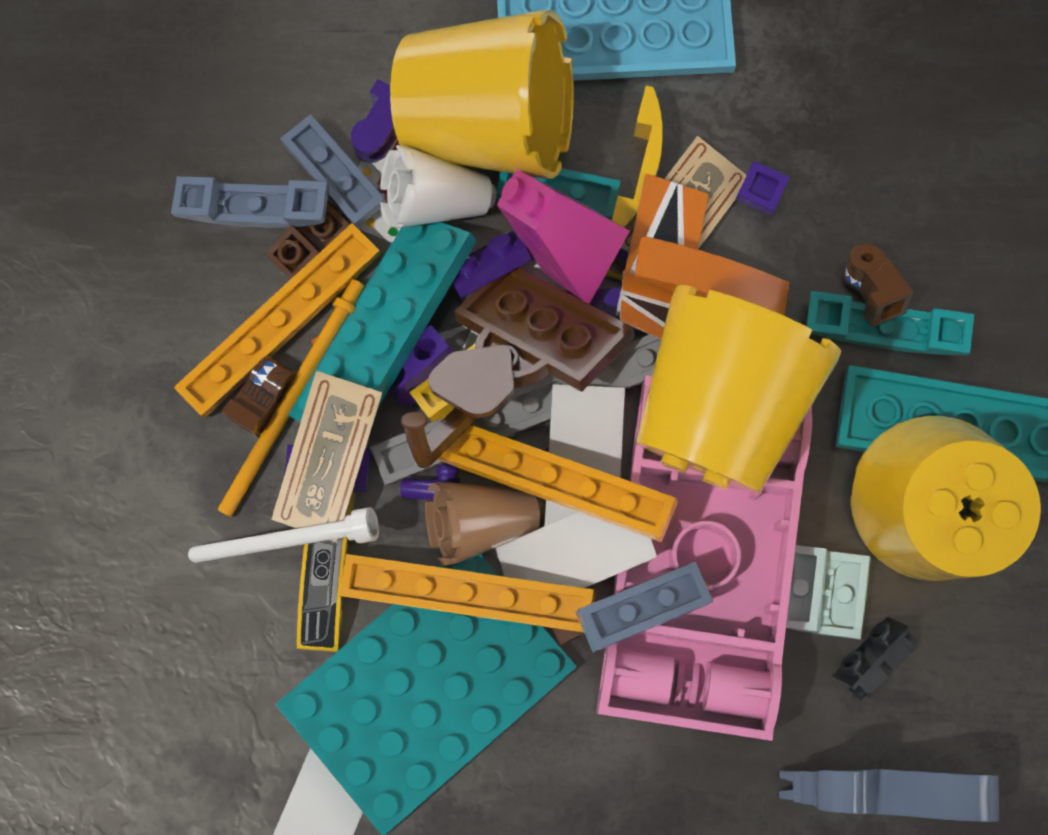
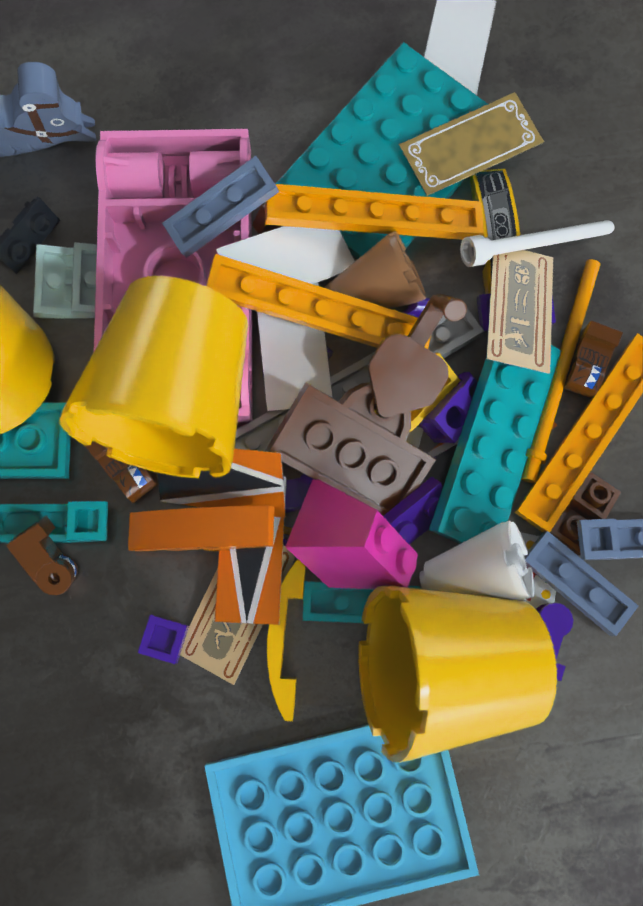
camera: 170 degrees right, 0 degrees up
(331, 677) = (471, 143): none -> pearl gold sticker

